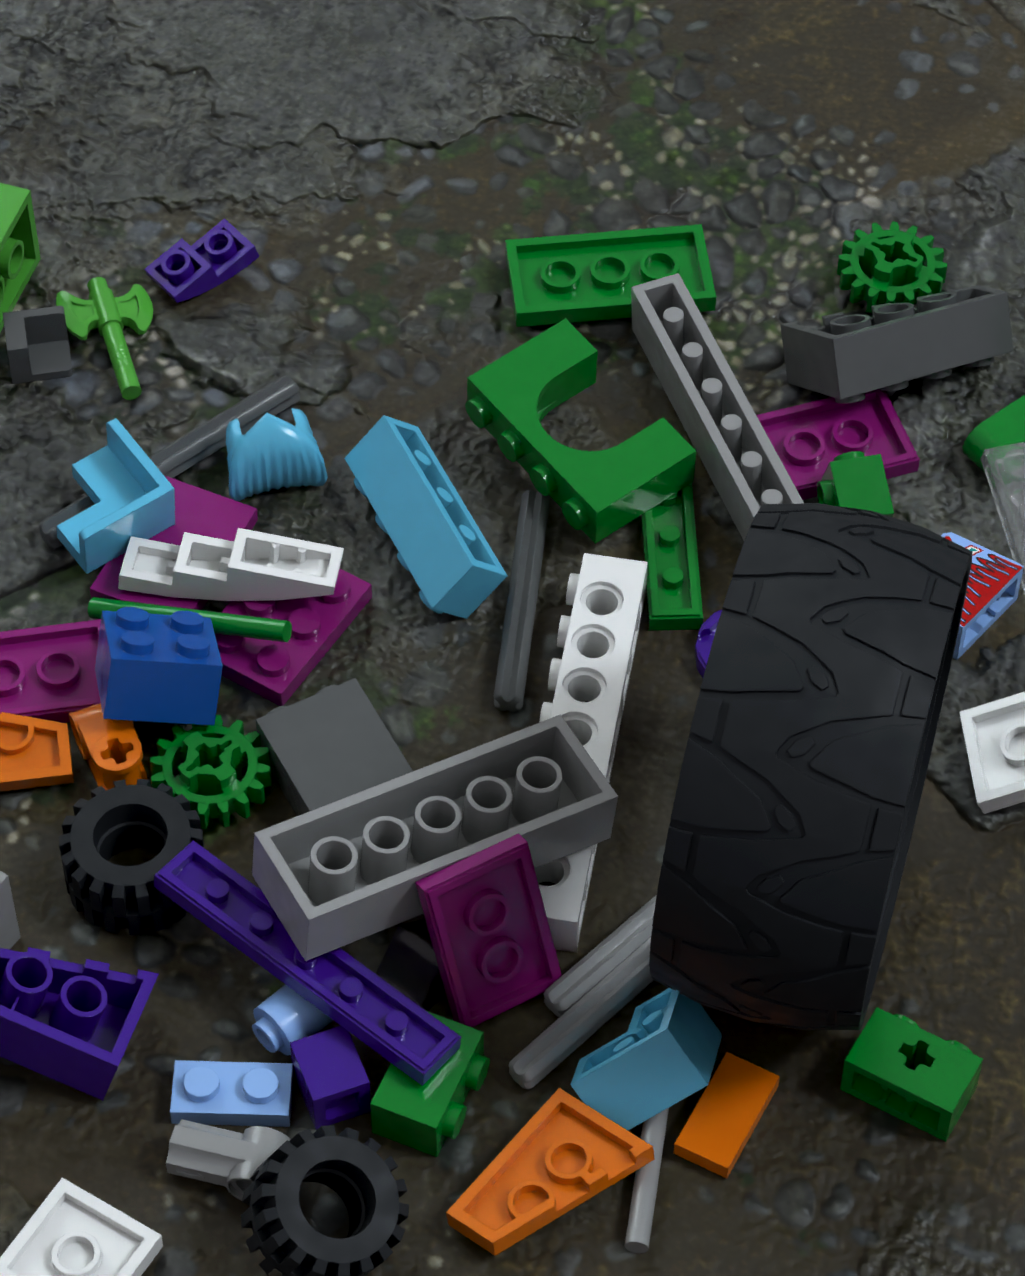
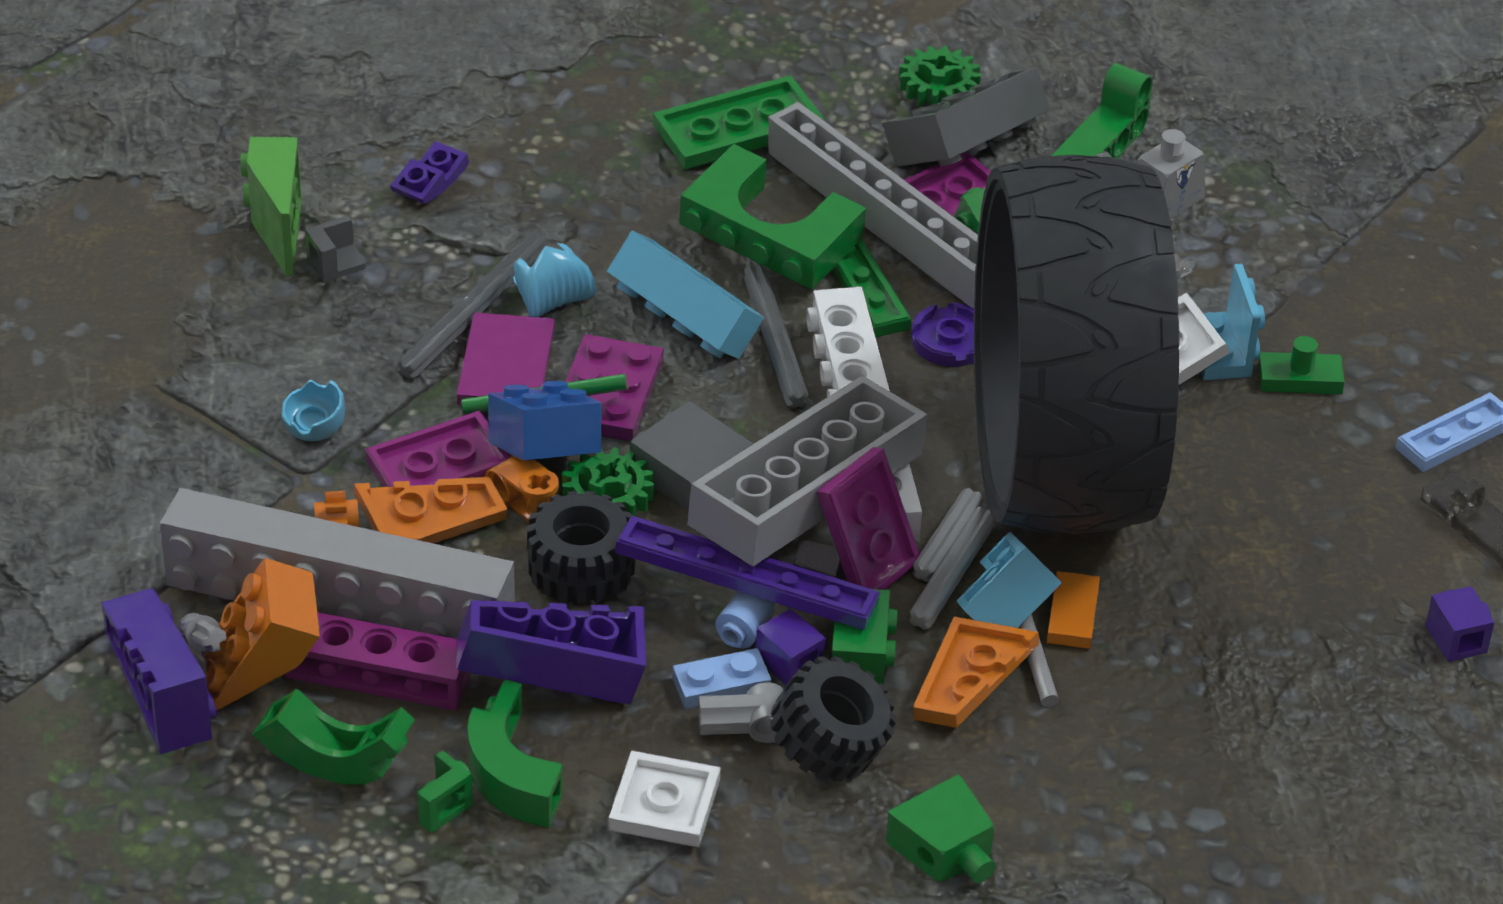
camera: 20 degrees left, 10 degrees down
(110, 317) = (381, 223): bright green piece -> none
(127, 496) = (459, 322): medium azure panel -> none
(247, 569) = (576, 351): white slope -> none
(883, 1073) = (1189, 554): green brick -> none

